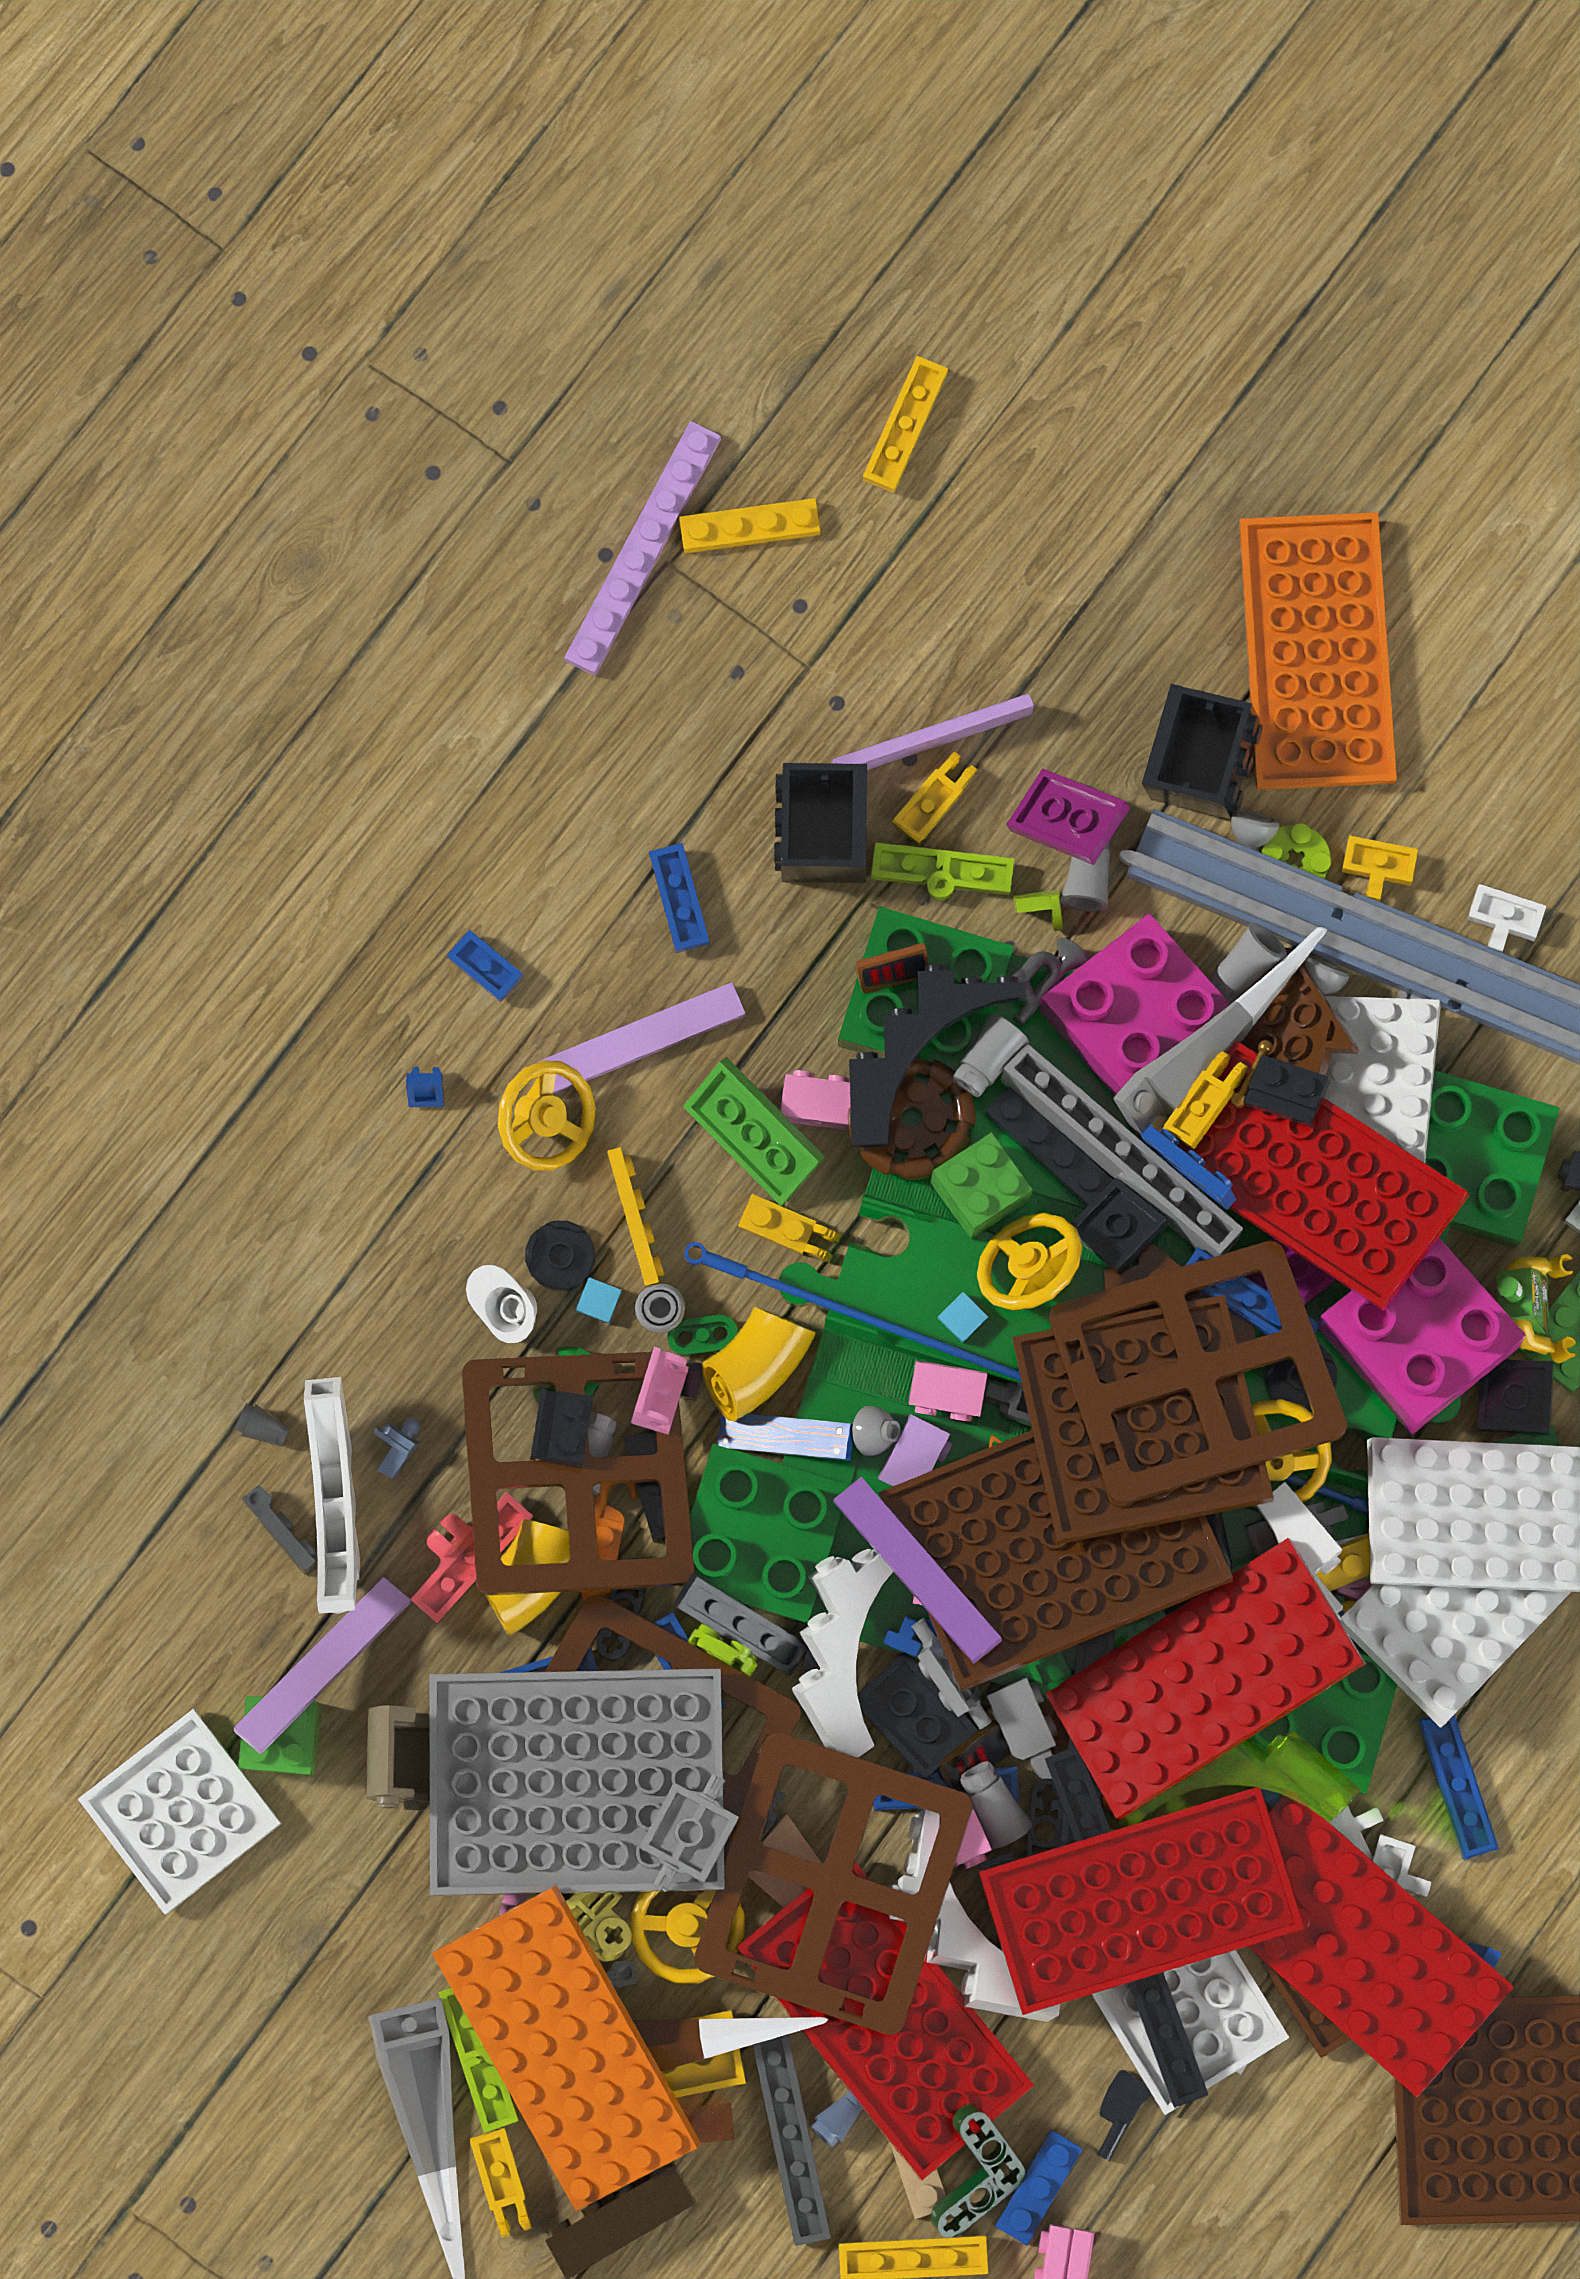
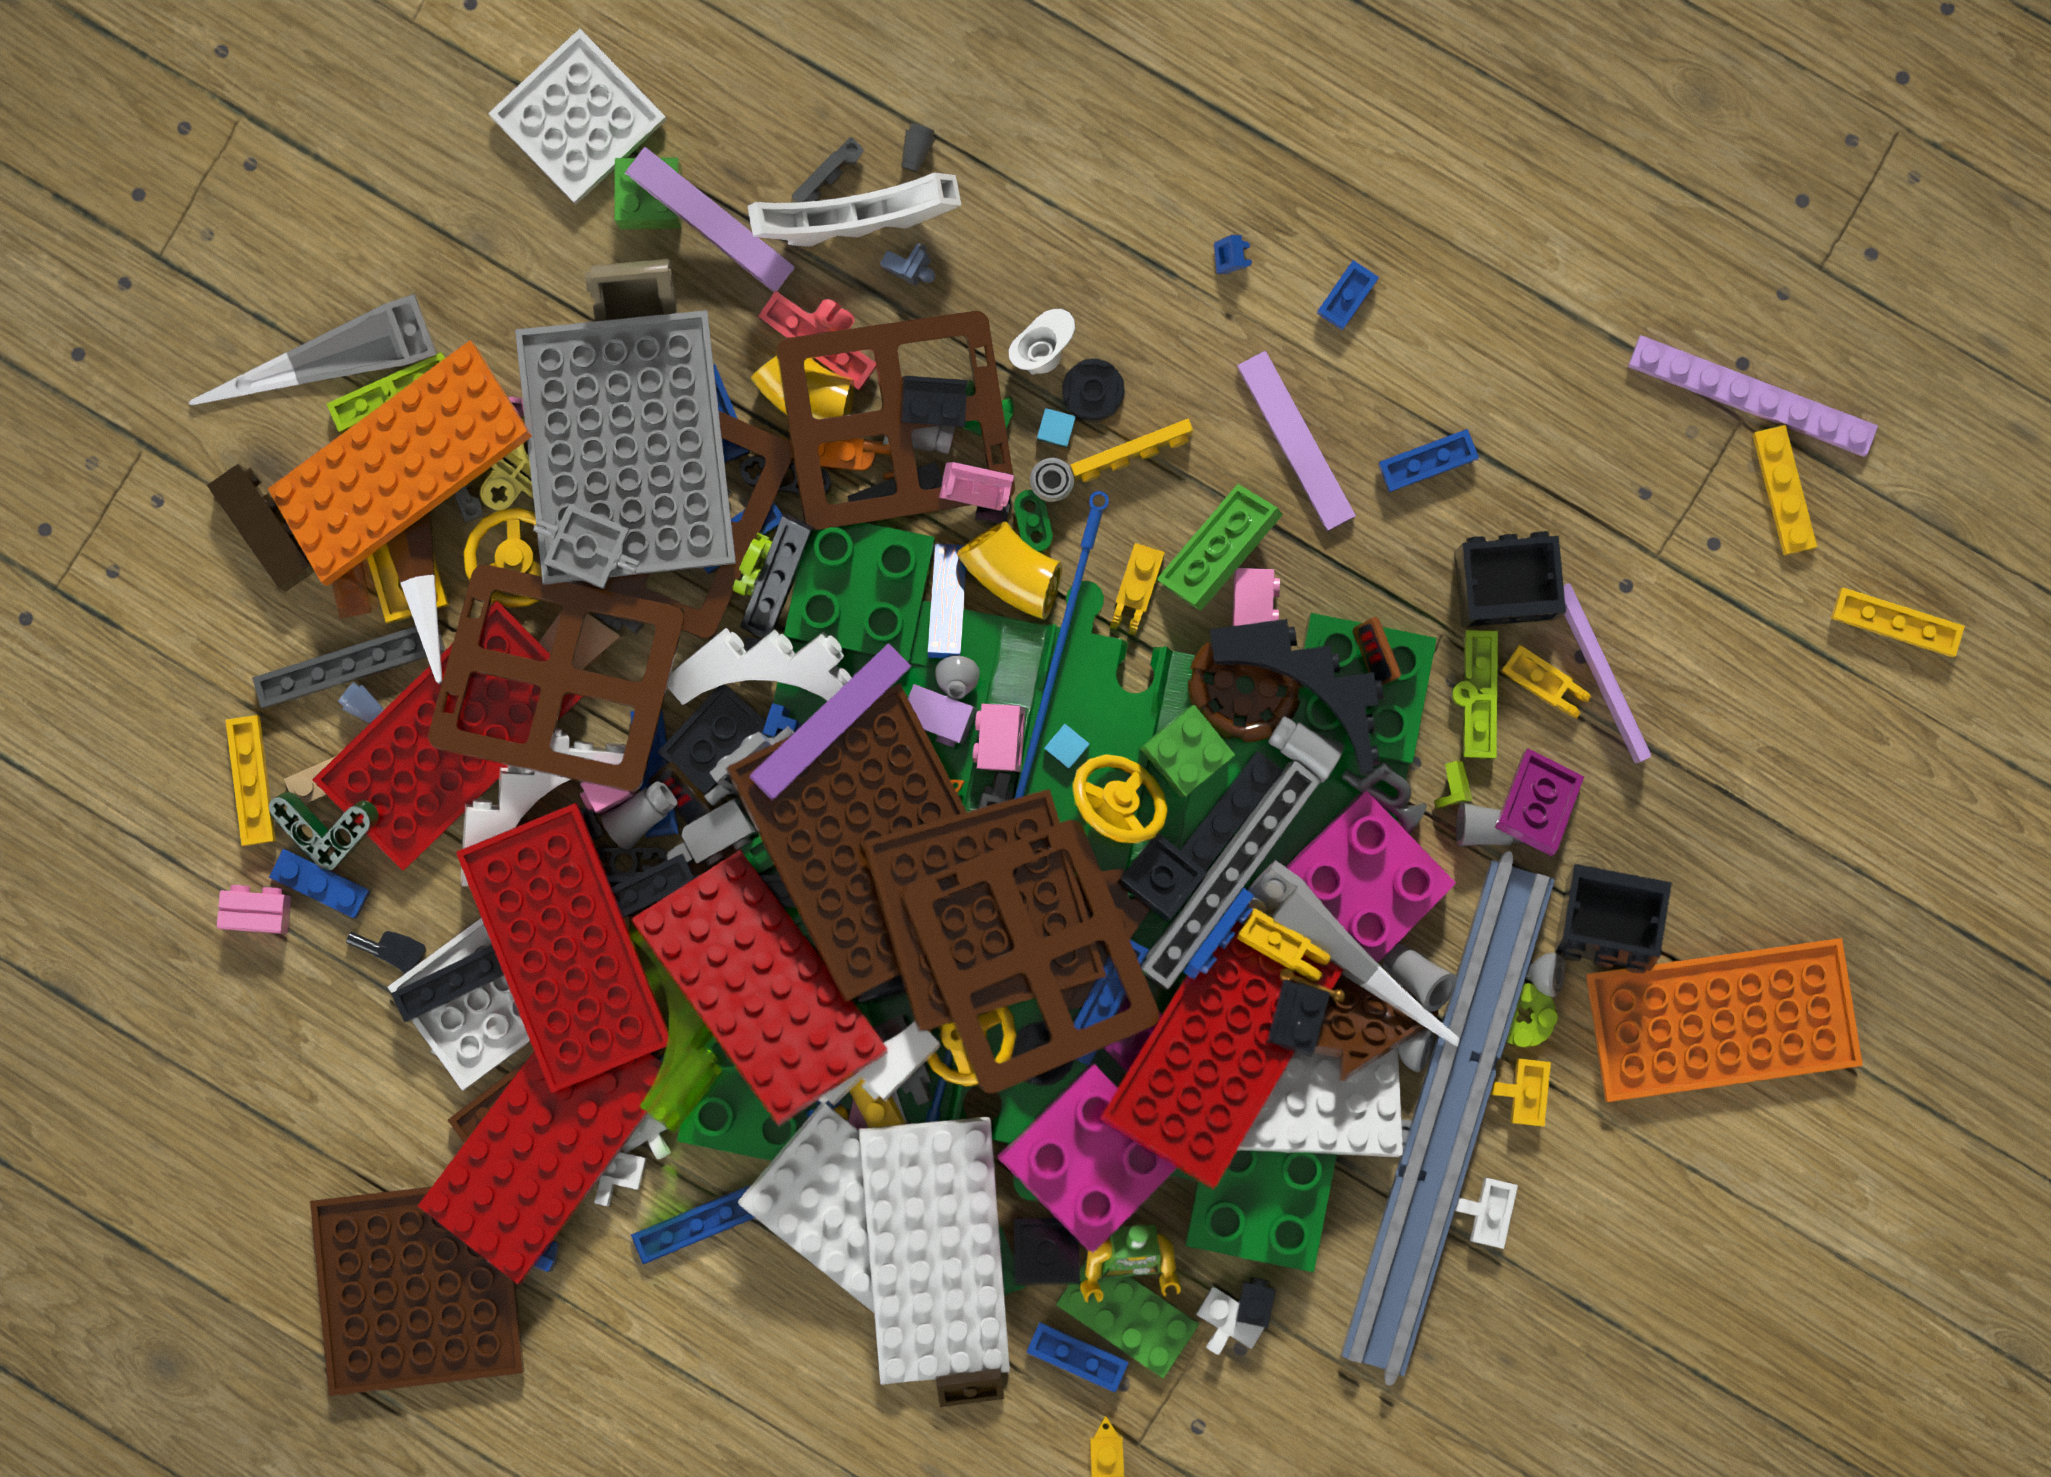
camera: 85 degrees right, 5 degrees up
(500, 2177) = (290, 423): yellow hinge -> none
(544, 1114) = (1215, 359): yellow piece -> none

